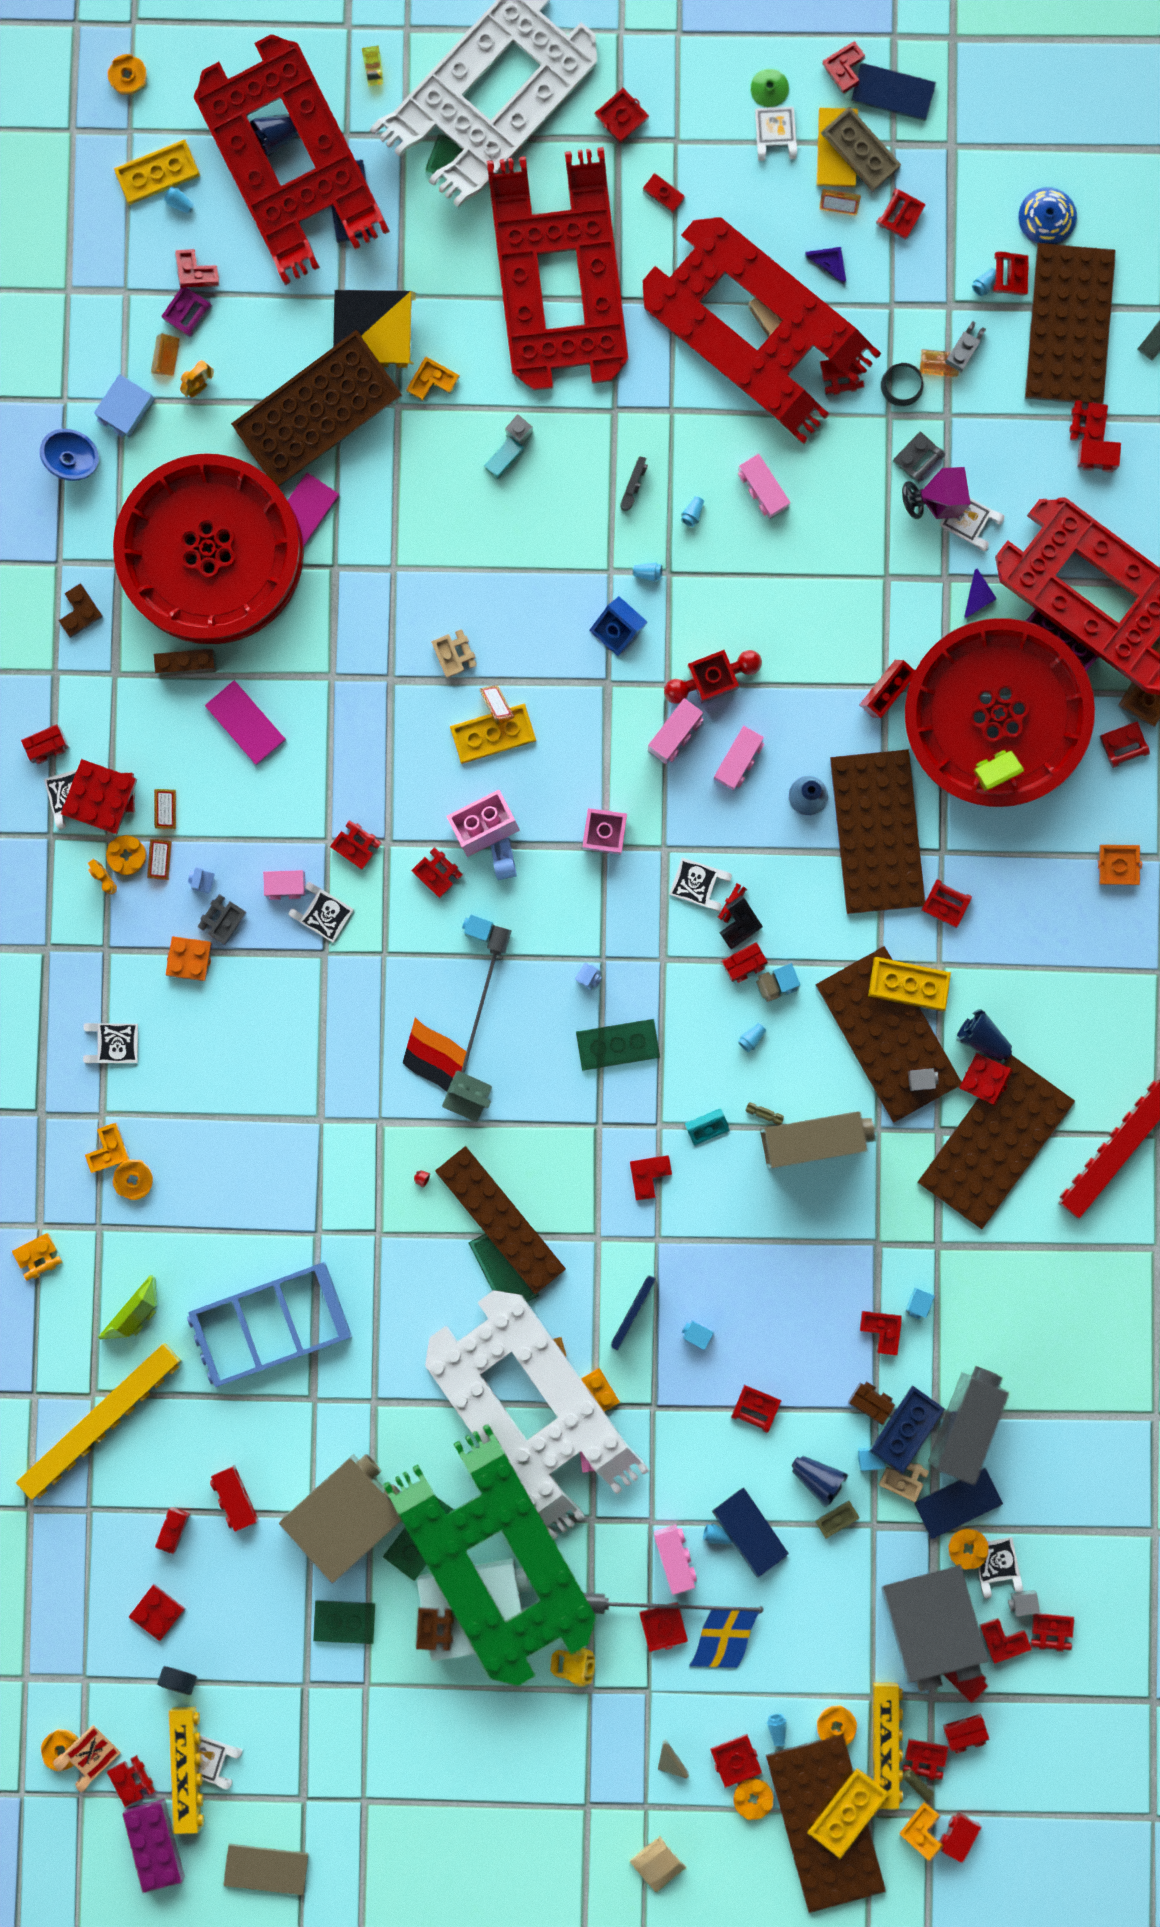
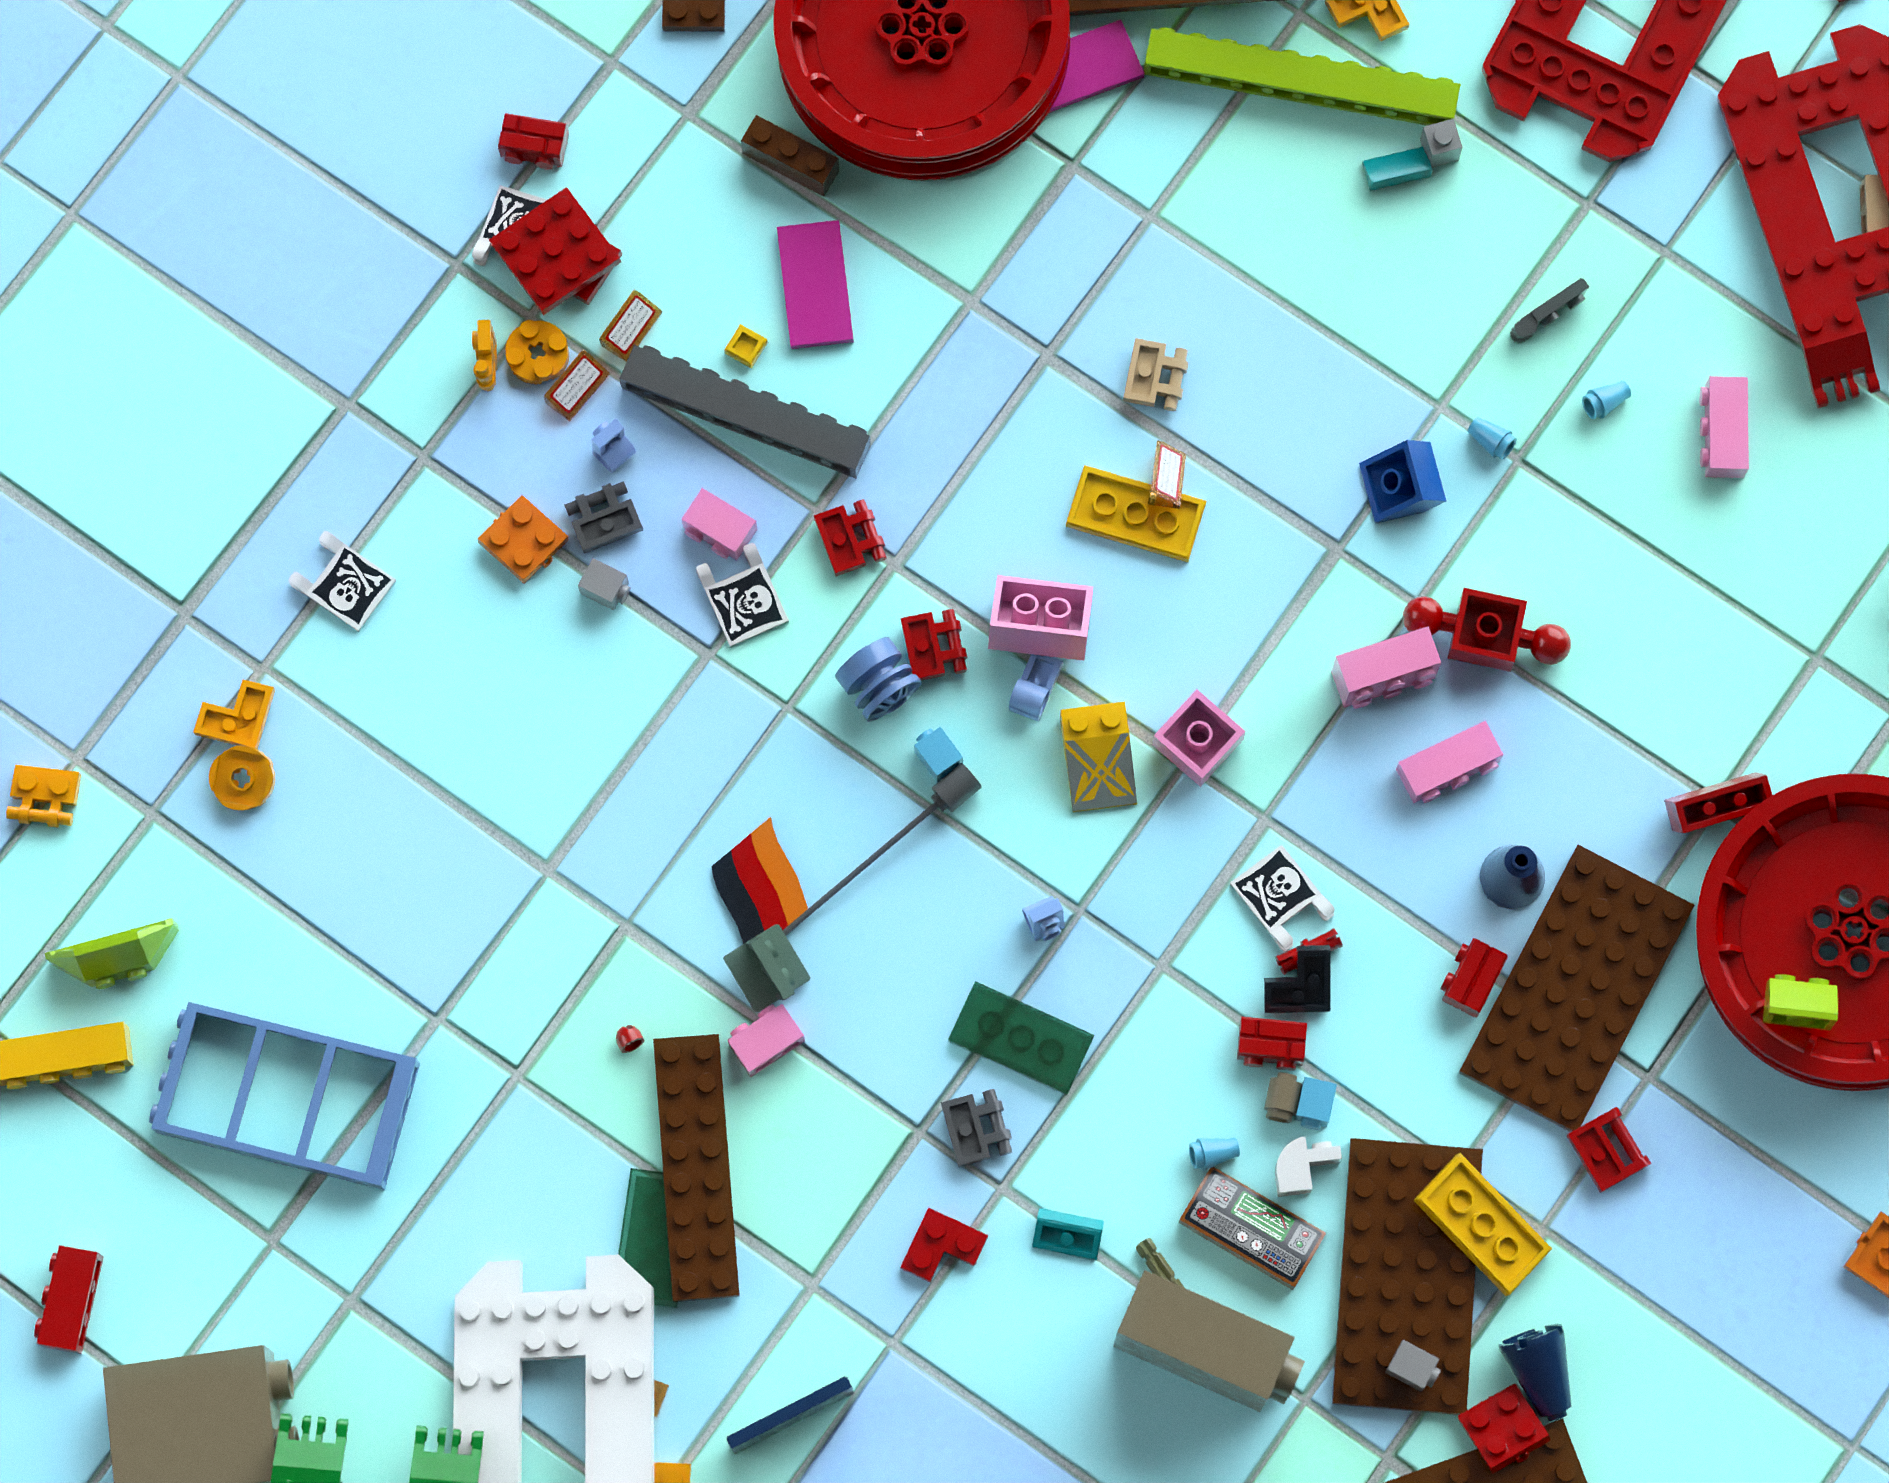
camera: 30 degrees right, 10 degrees down
(232, 779) = (746, 346): none -> yellow tile
(247, 954) = (604, 584): none -> light grey brick
(256, 815) = (745, 411): none -> dark grey brick
(420, 910) = (874, 674): none -> medium blue wheel
(422, 442) = (1300, 77): none -> lime brick
(491, 1132) = (765, 1039): none -> bright pink brick
(560, 874) = (1098, 756): none -> yellow slope
(621, 1109) = (966, 1130): none -> dark grey plate
(796, 1016) = (1294, 1165): none -> white brick
(796, 1062) = (1252, 1227): none -> slope
(823, 861) = (1474, 977): none -> red brick

